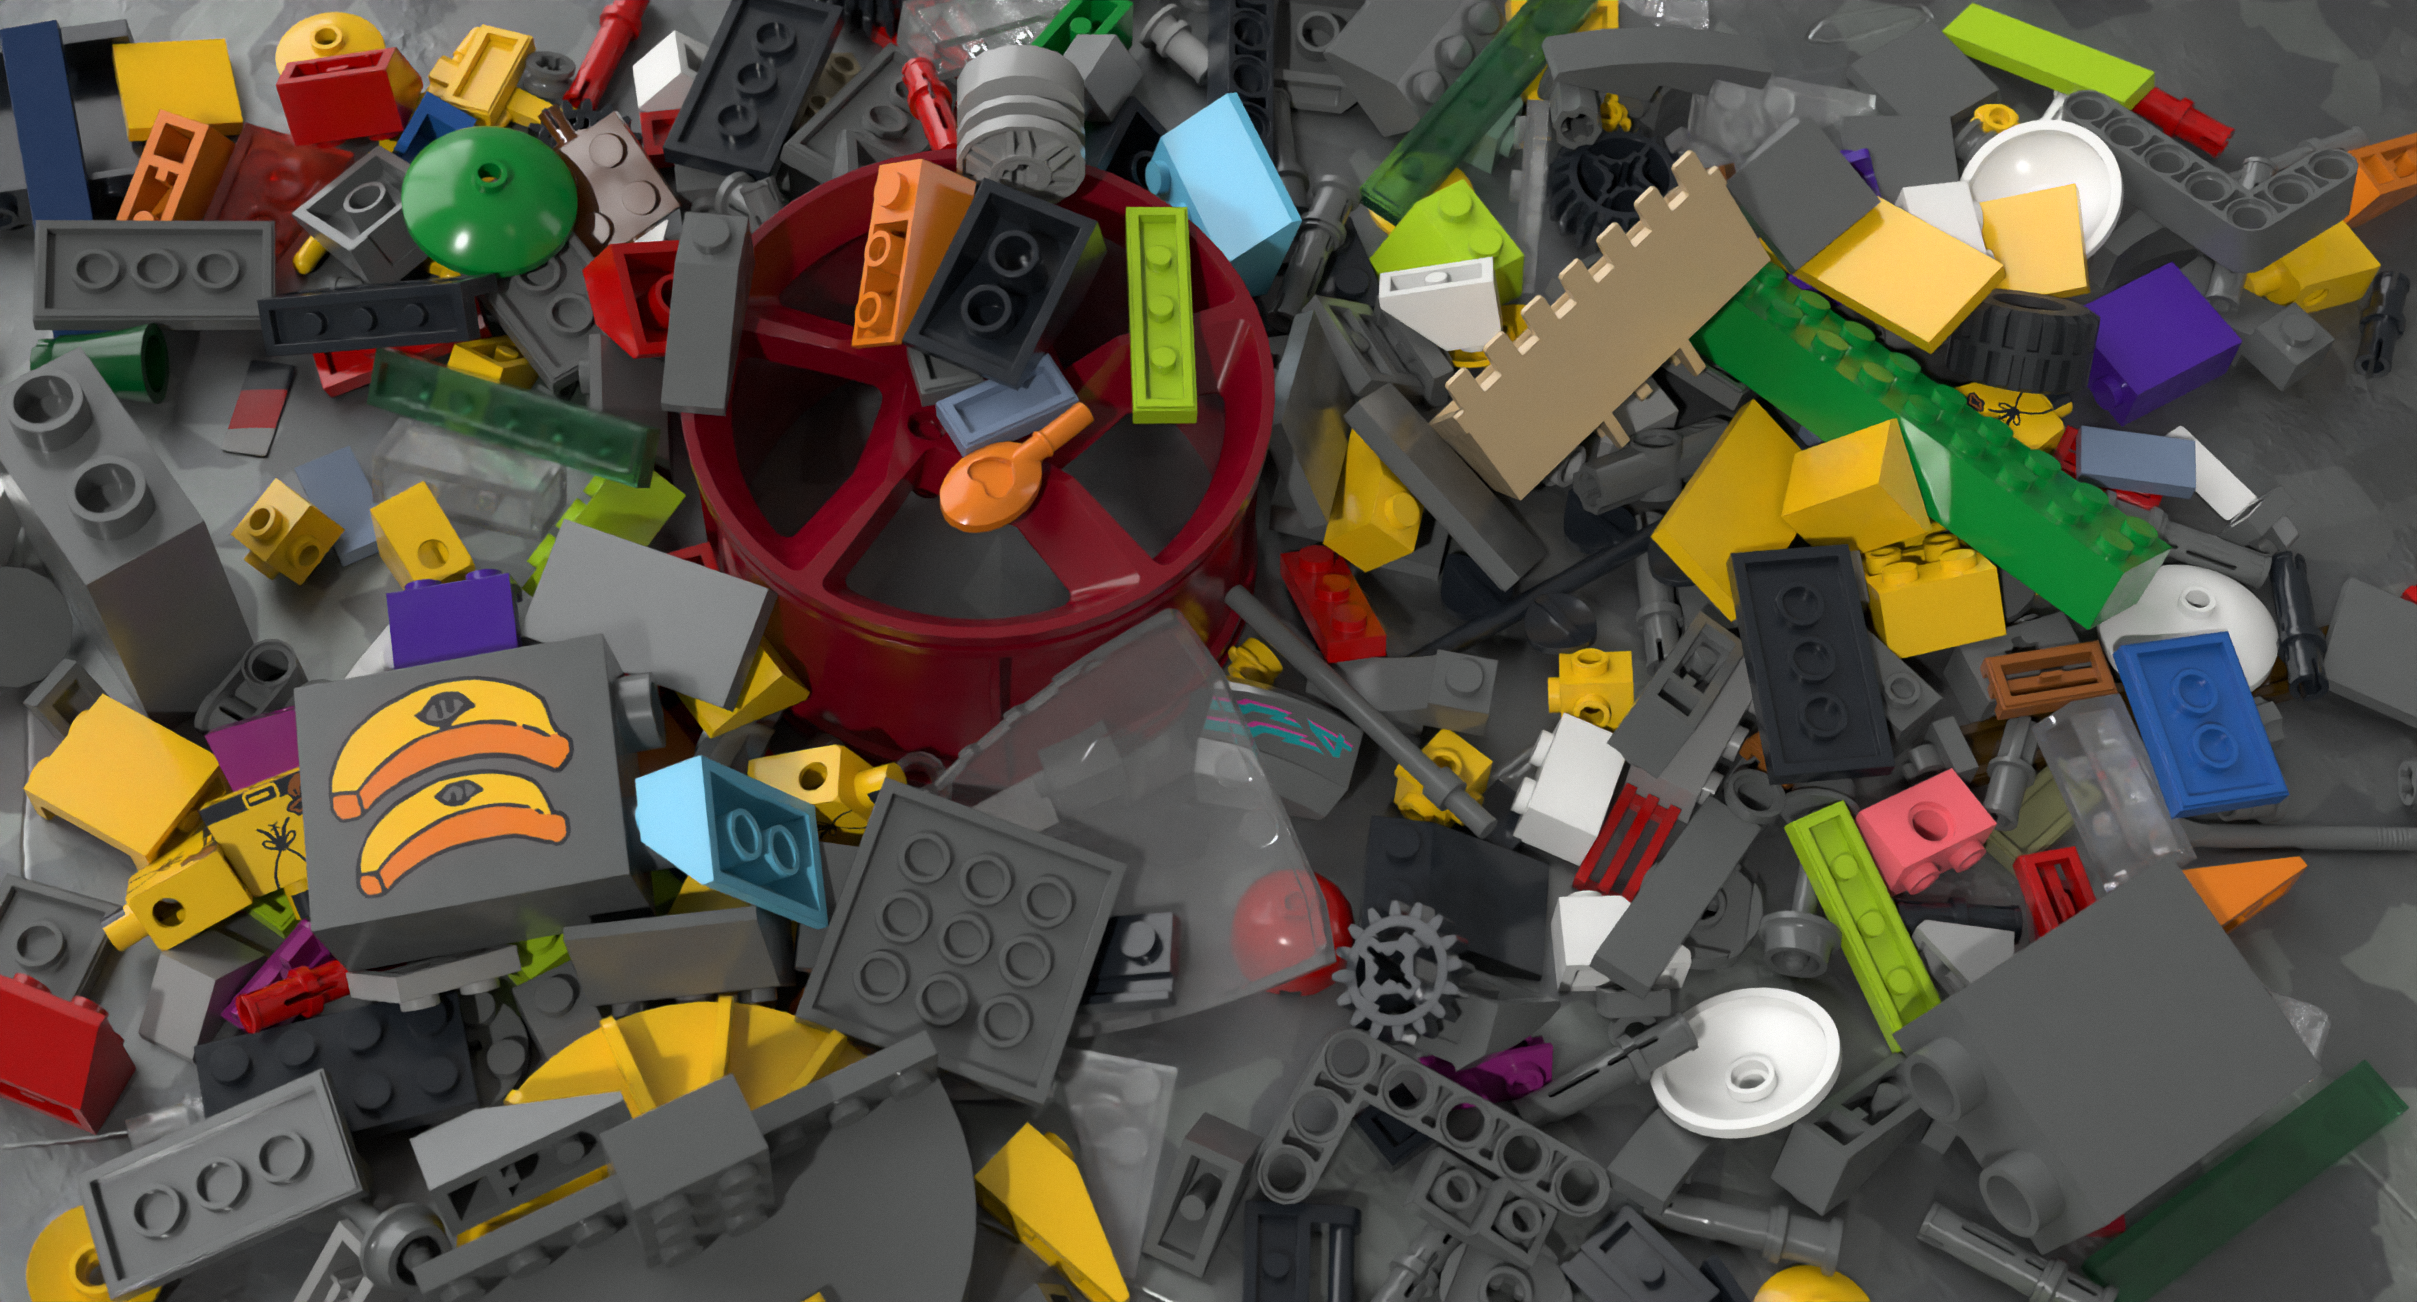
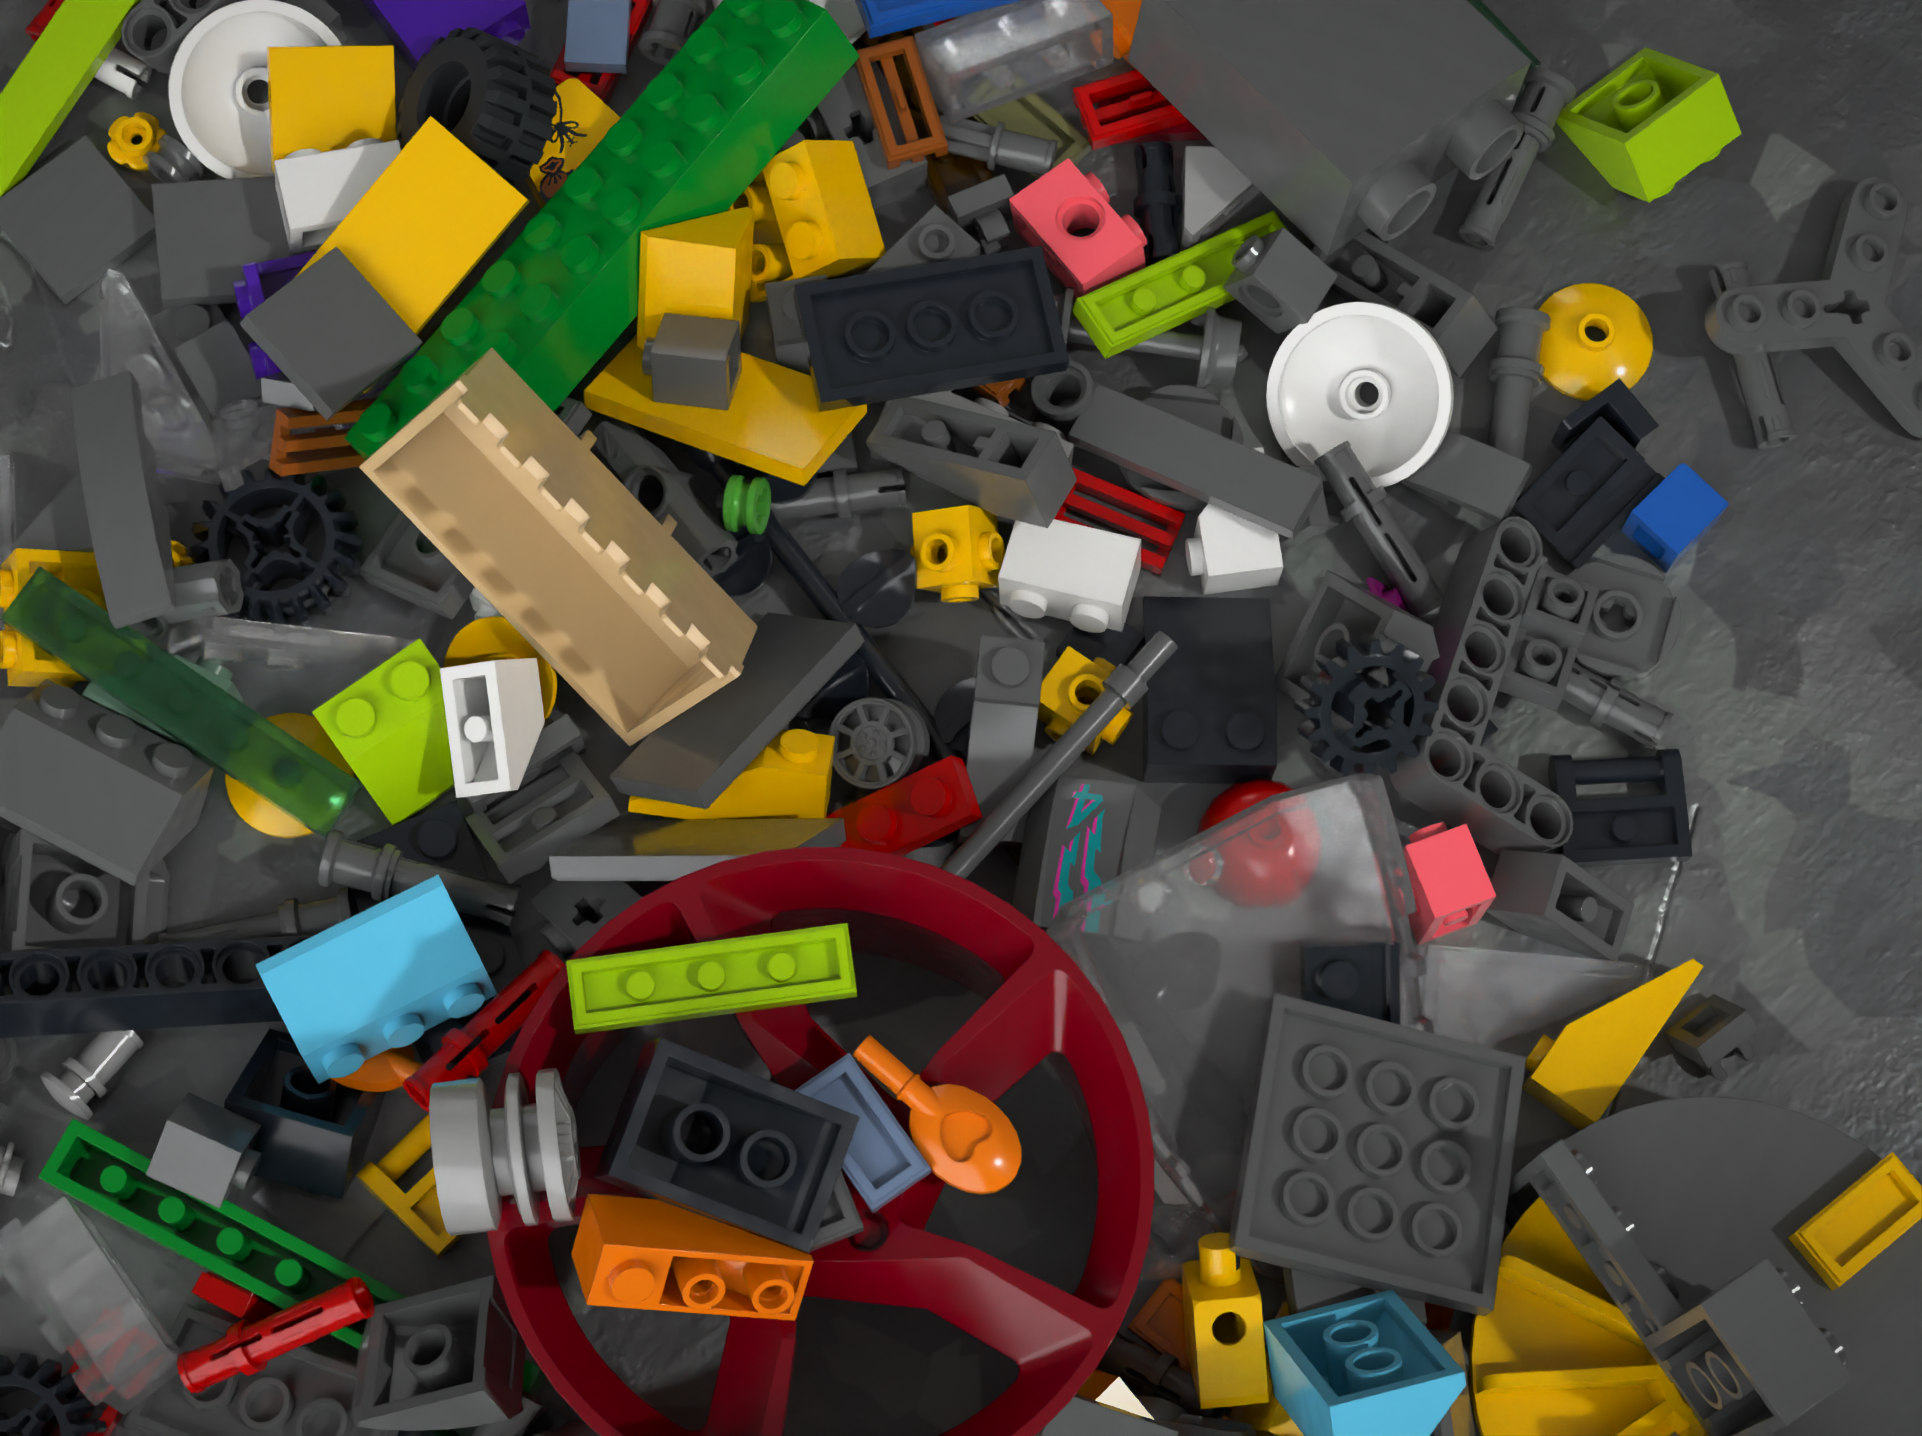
camera: 95 degrees left, 15 degrees up
(1233, 1063) = (1446, 881): none -> coral brick
(1411, 606) = (879, 742): none -> dark grey wheel
(1641, 494) = (746, 504): none -> bright green bush
(1777, 473) = (694, 361): none -> dark grey brick
(1870, 994) = (1279, 280): none -> dark grey brick

